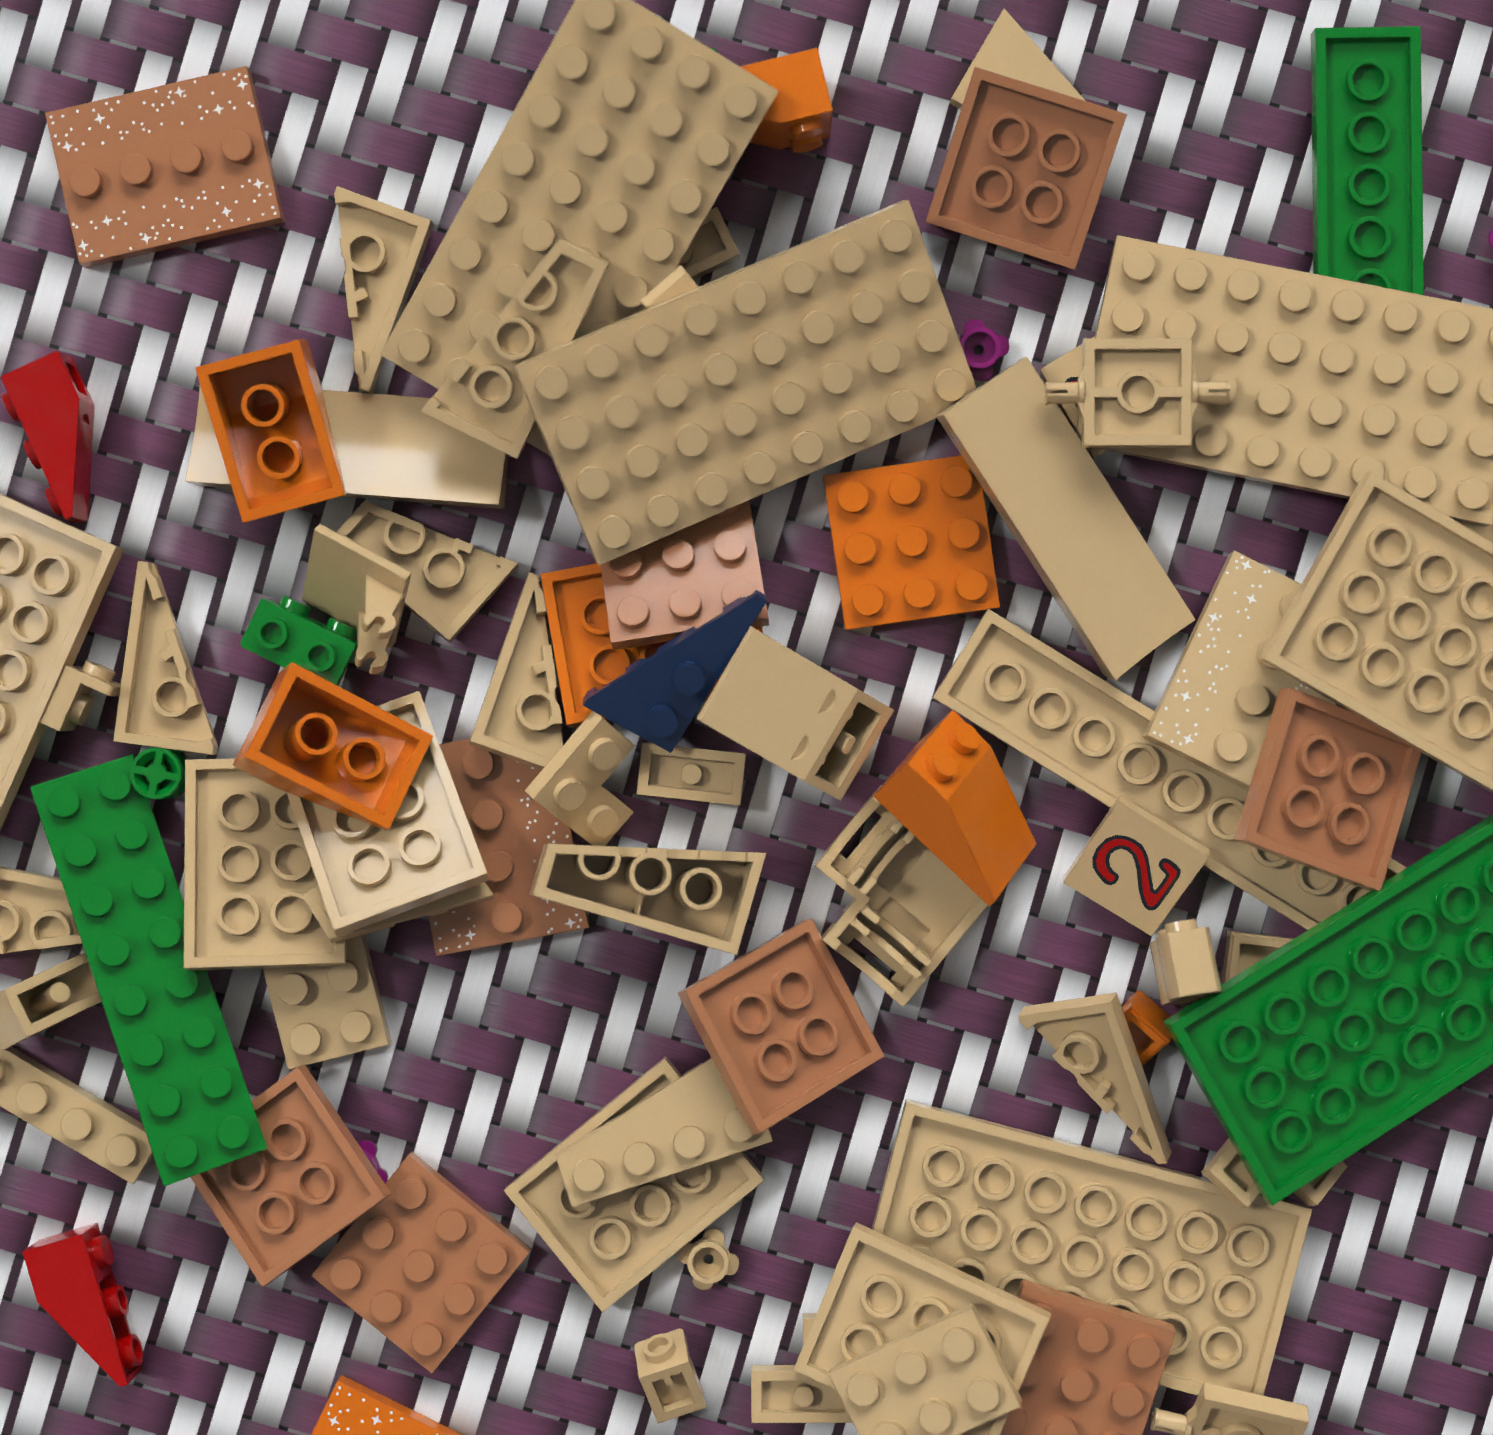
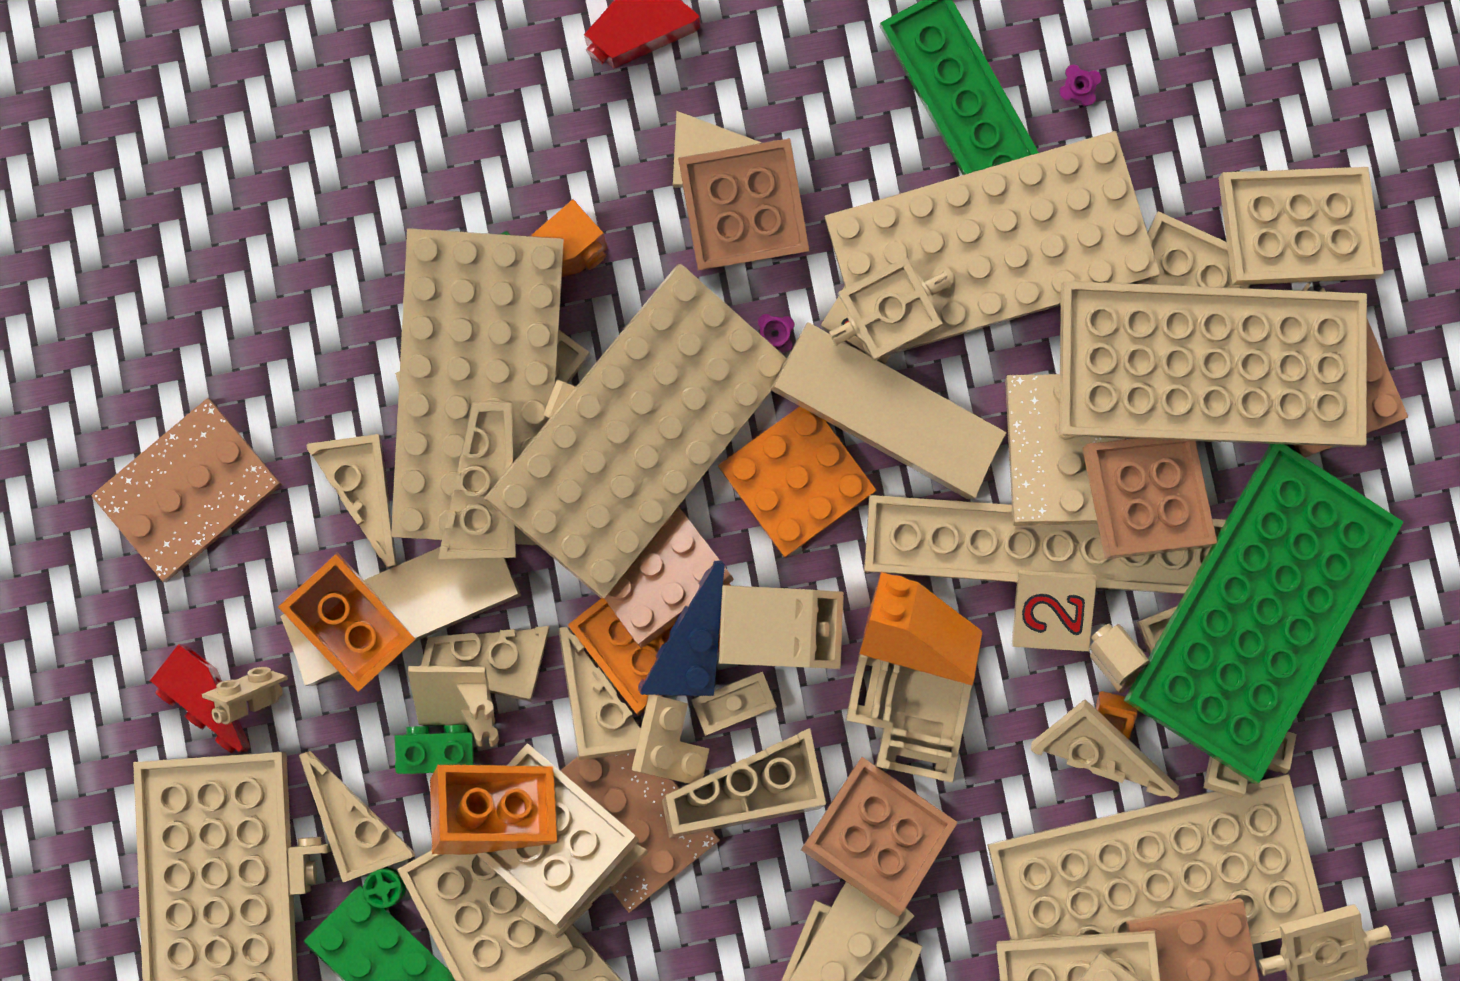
camera: 20 degrees left, 5 degrees down
(130, 453) = (257, 688): none -> tan hinge

